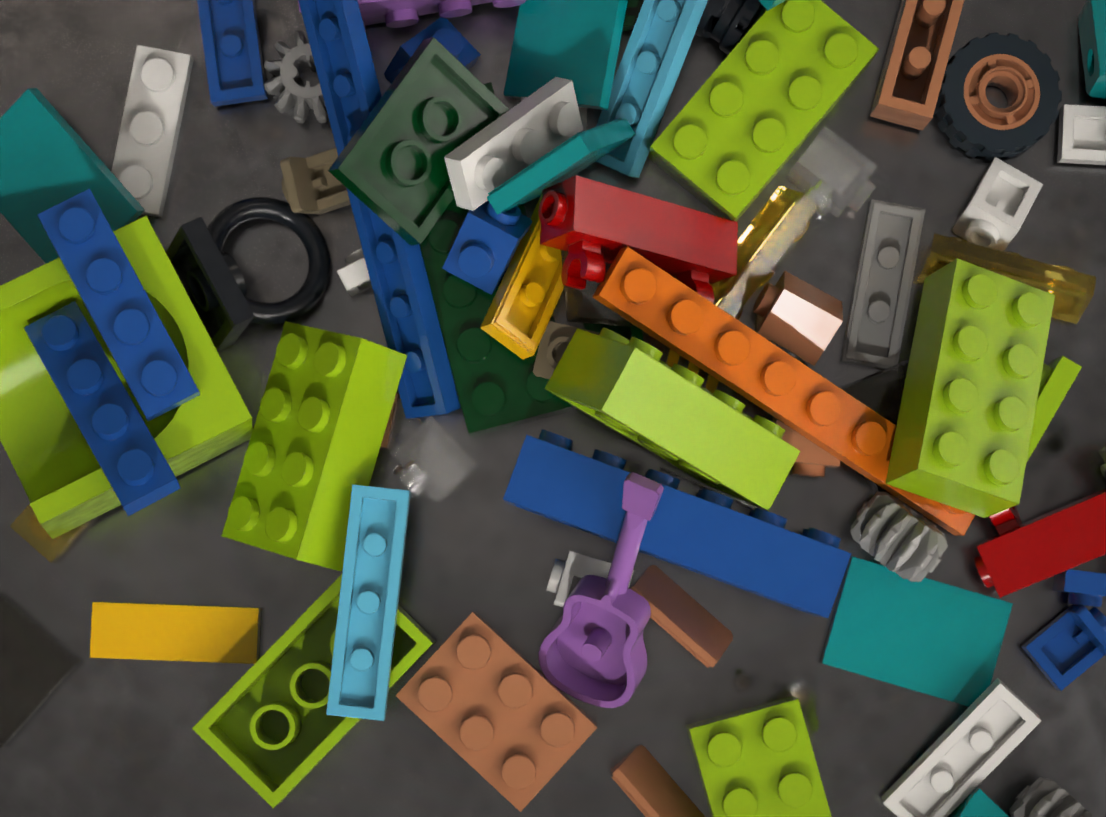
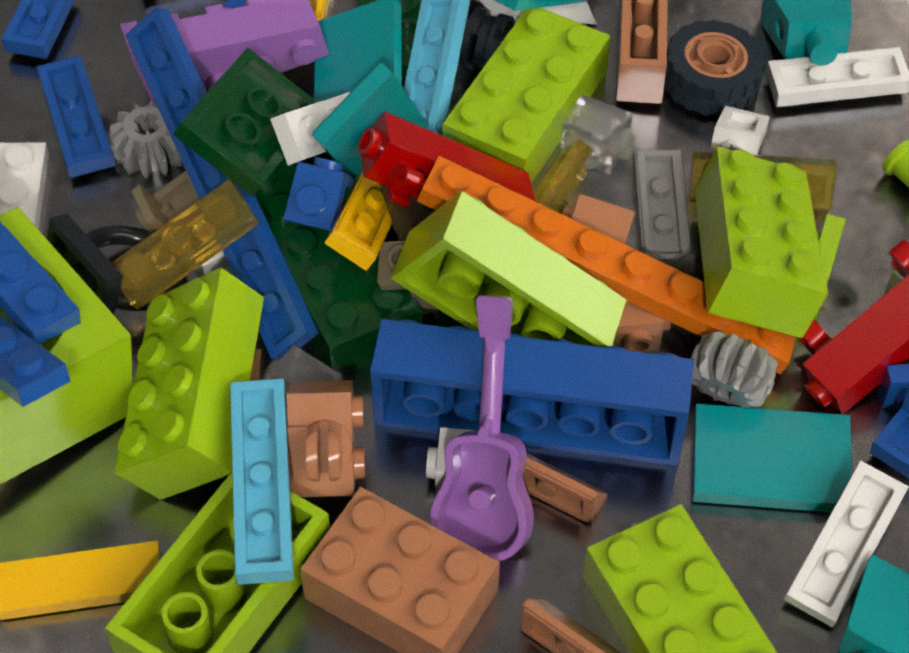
camera: 15 degrees left, 30 degrees down
(327, 278) = (184, 244): none -> clear yellow plate
(443, 542) = (323, 438): none -> nougat brick

